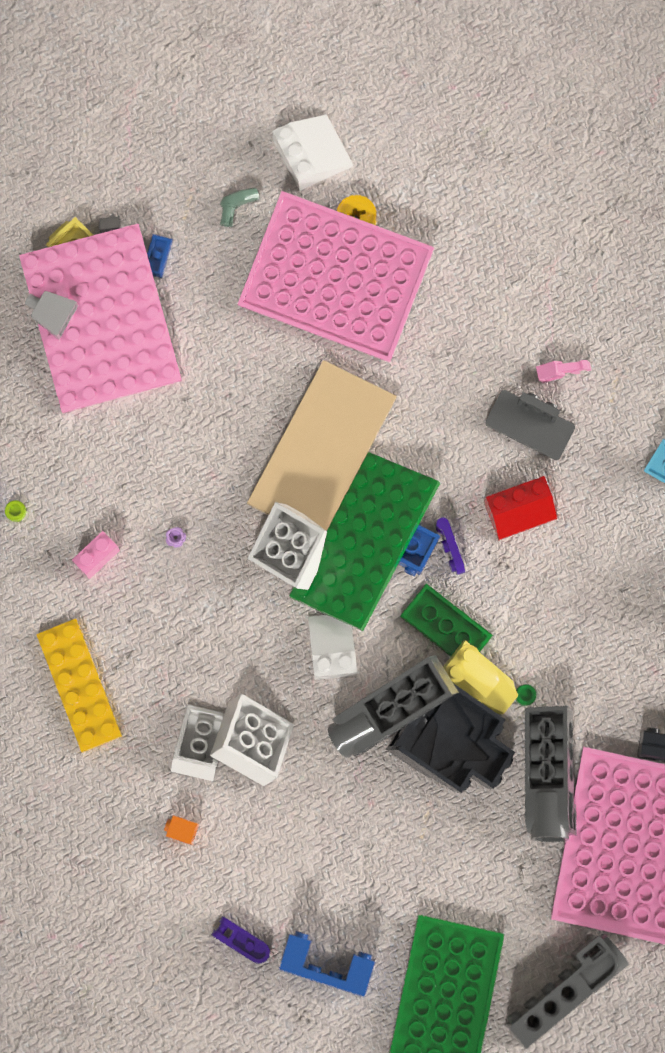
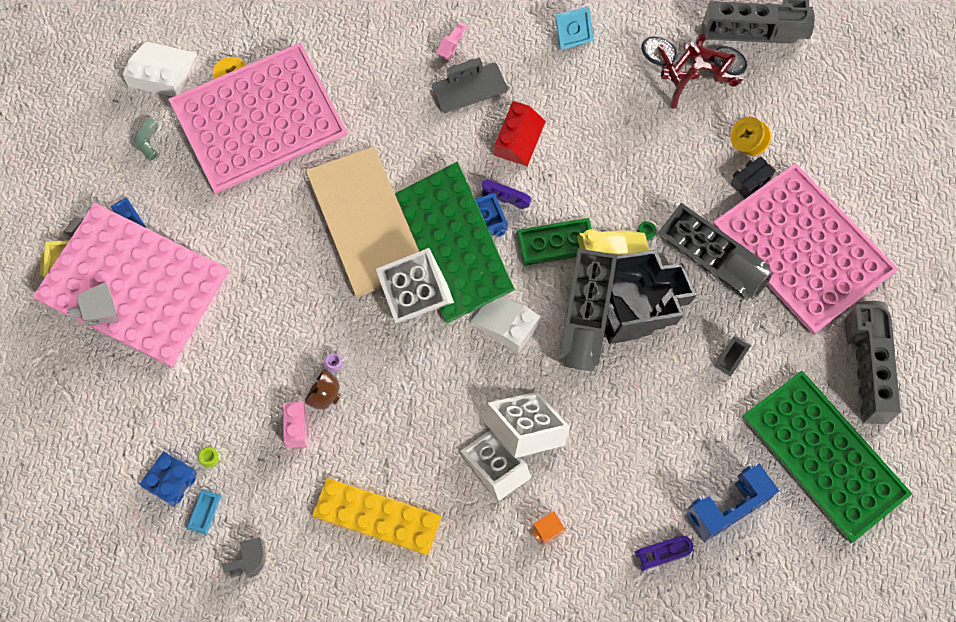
camera: 50 degrees left, 10 degrees down
(141, 553) = (324, 391): none -> reddish brown cylinder
(465, 863) = (732, 355): none -> dark grey slope

